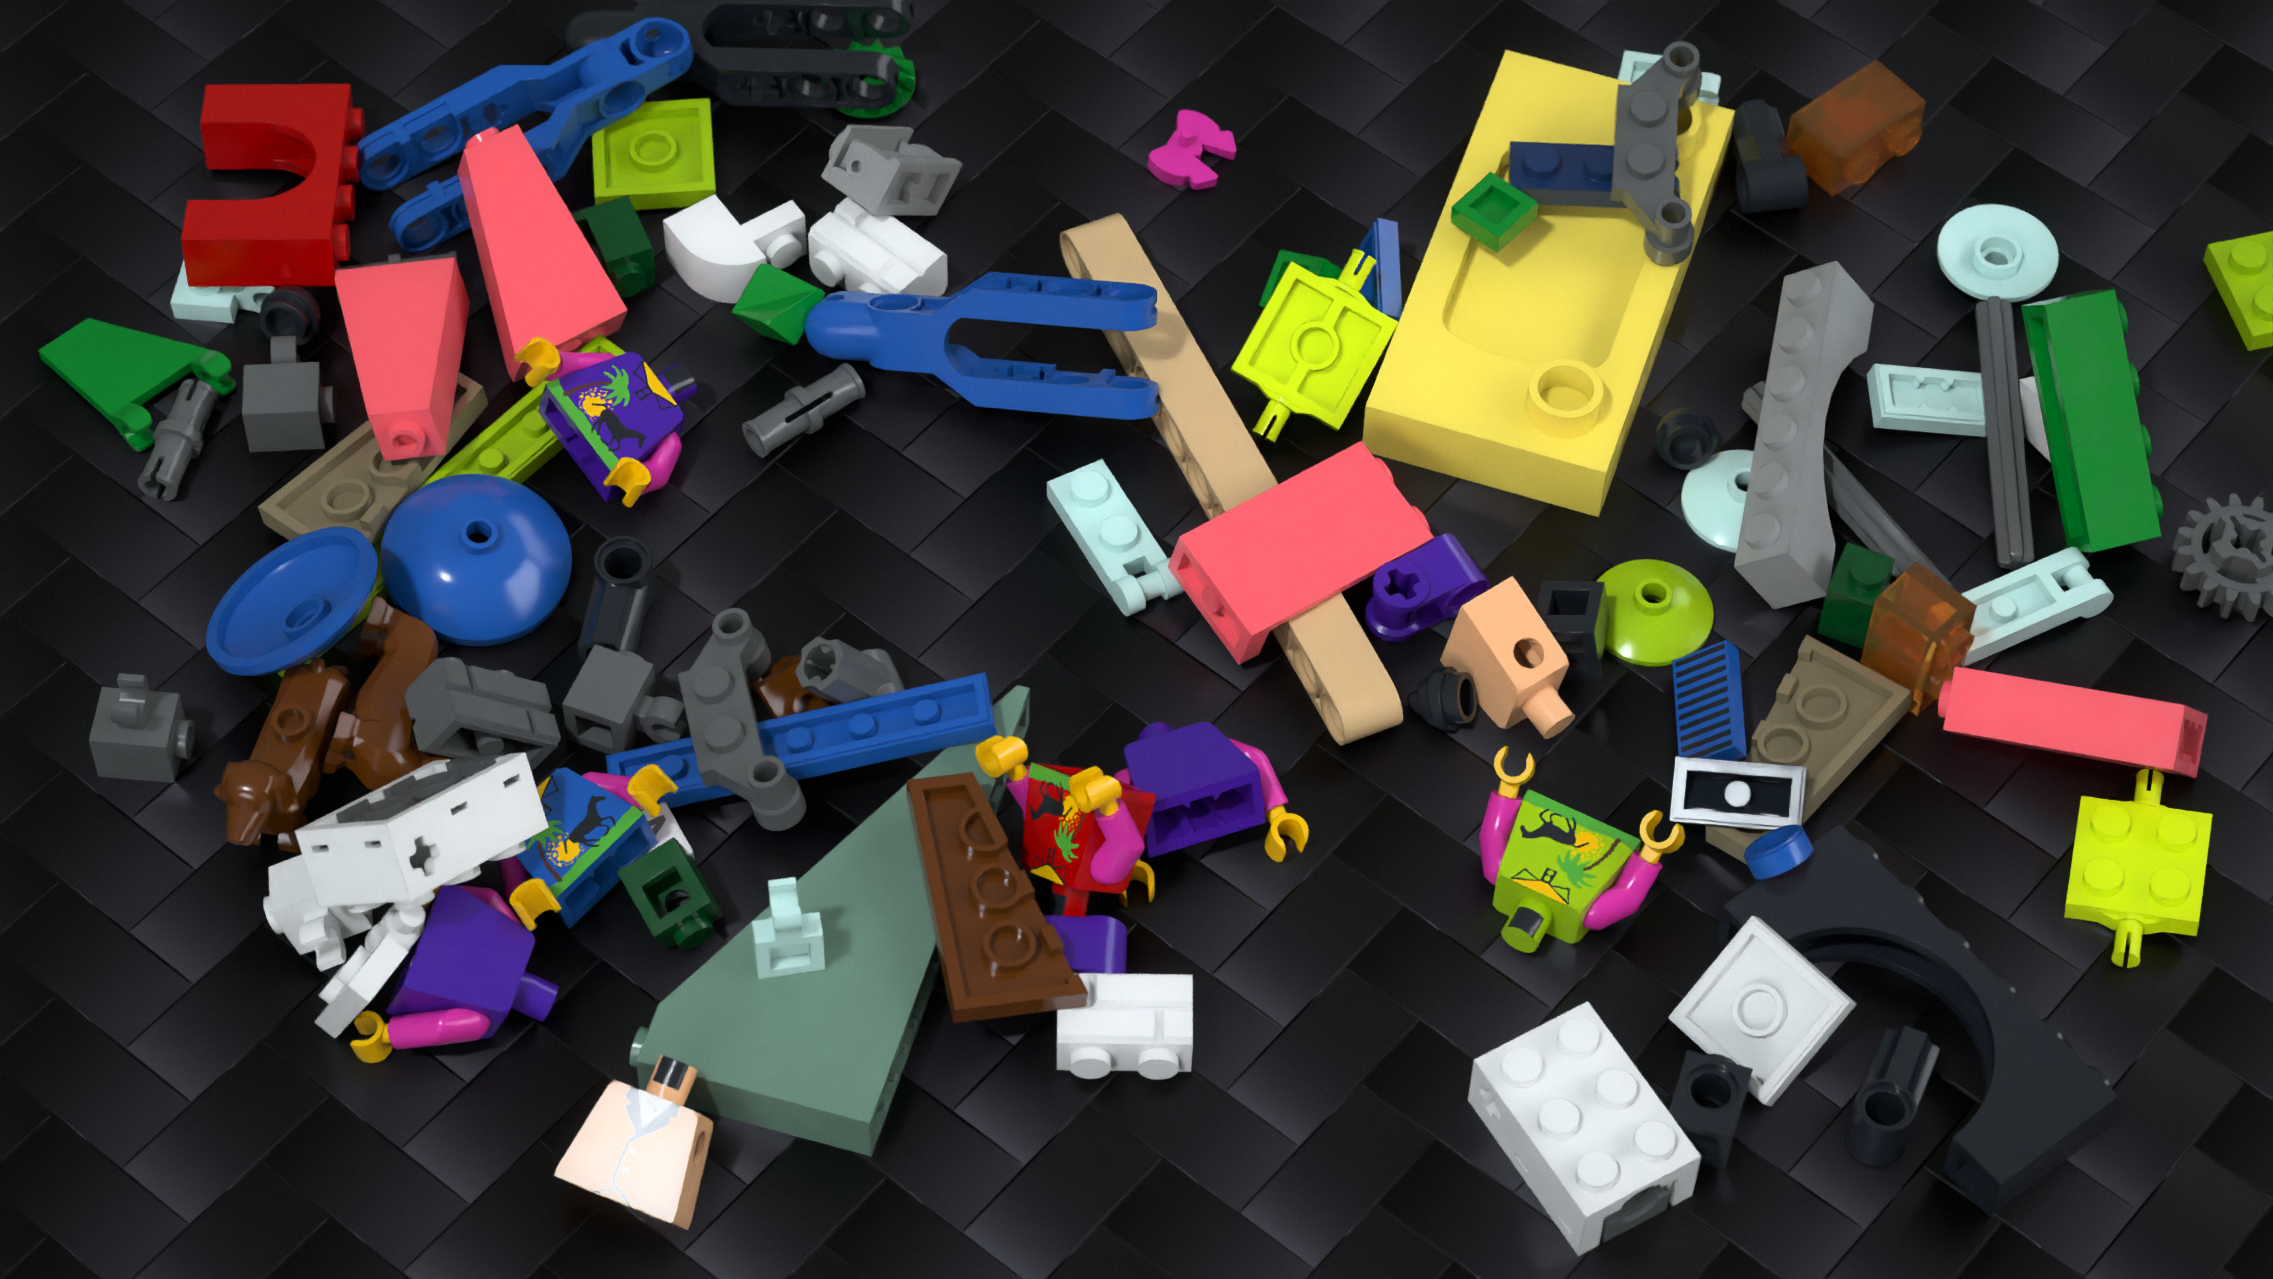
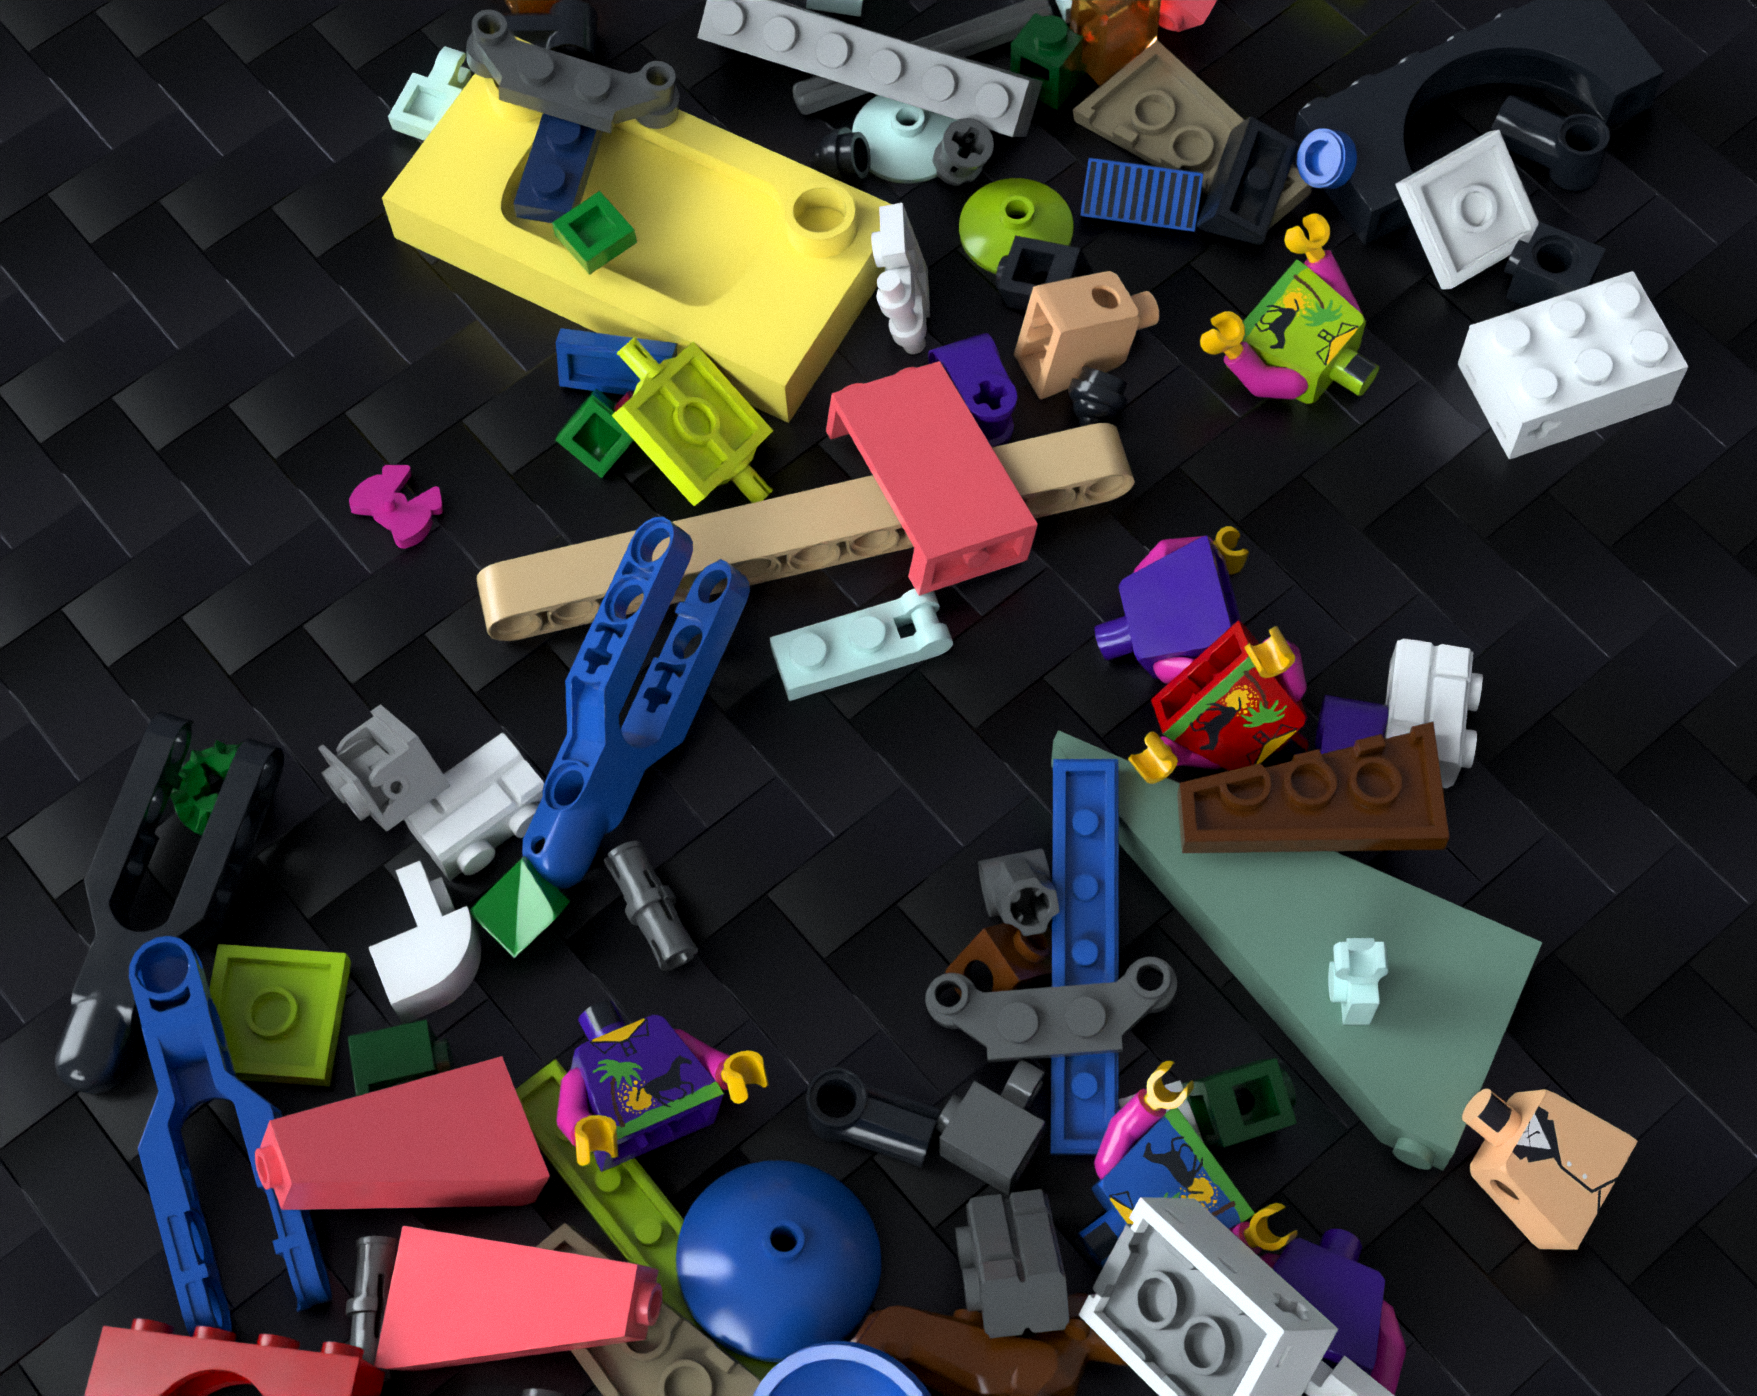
camera: 75 degrees left, 10 degrees up
(1542, 488) = (904, 284): none -> white plate
(1699, 524) = (979, 149): none -> dark grey bush

